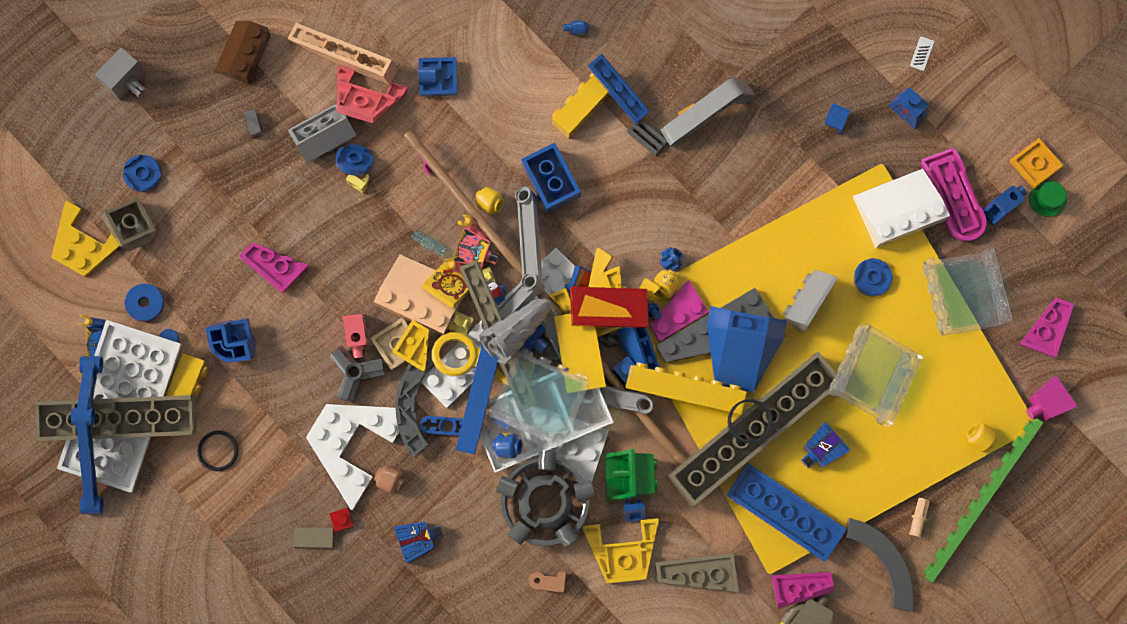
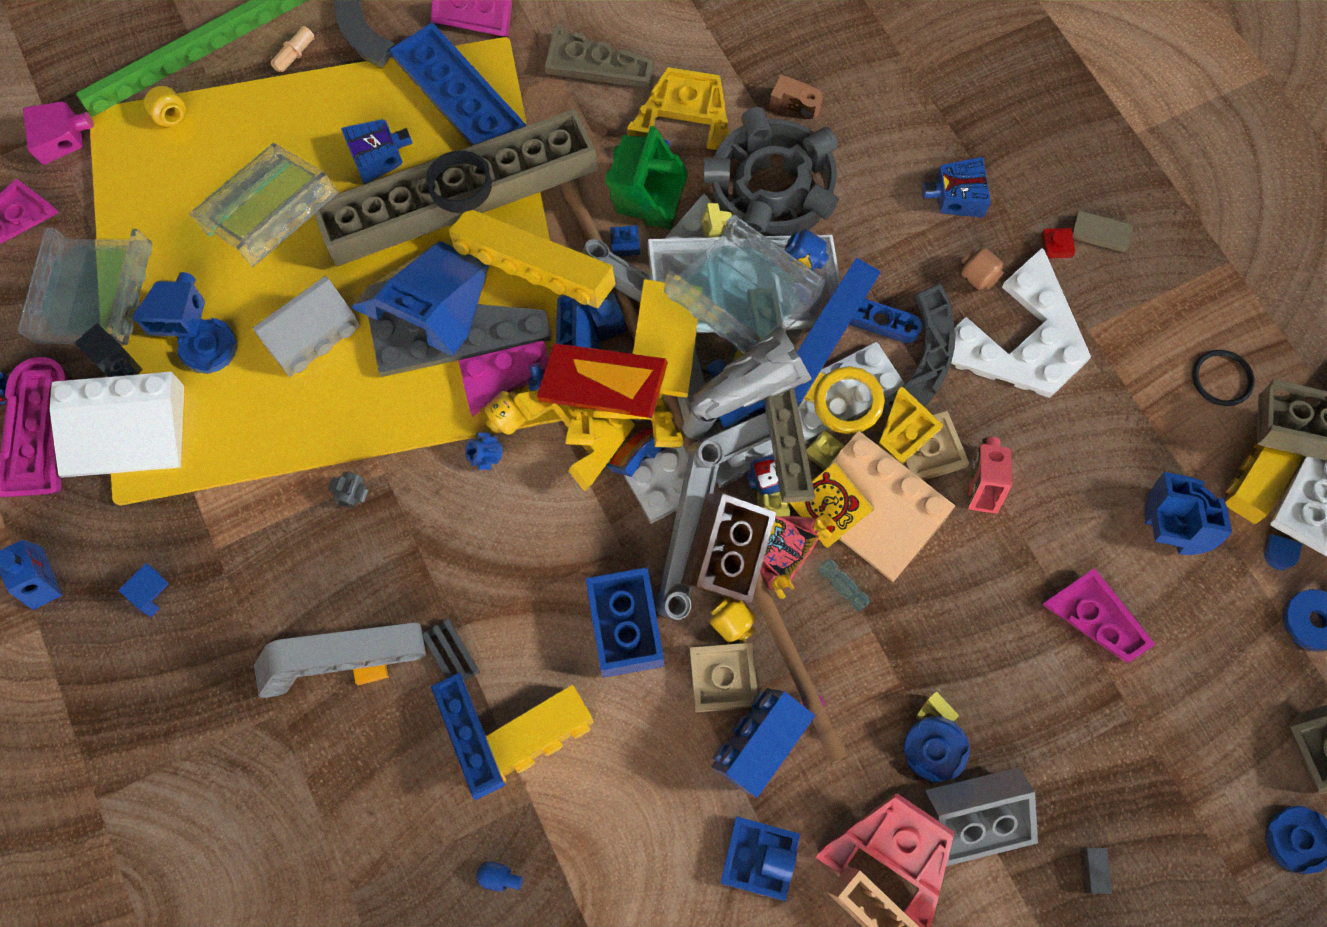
camera: 160 degrees left, 10 degrees down
(346, 363) = (1011, 410): dark grey piece -> none
(453, 131) = (762, 740): none -> blue brick
(485, 167) = (723, 677): none -> tan plate
(502, 231) = (728, 547): none -> reddish brown slope
(574, 453) = (714, 220): none -> light yellow tile
(632, 435) = (625, 240): none -> blue tile
(744, 211) = (348, 489): none -> dark grey gear
(902, 290) = (171, 308): none -> blue torso
(923, 243) = (107, 353): none -> black brick

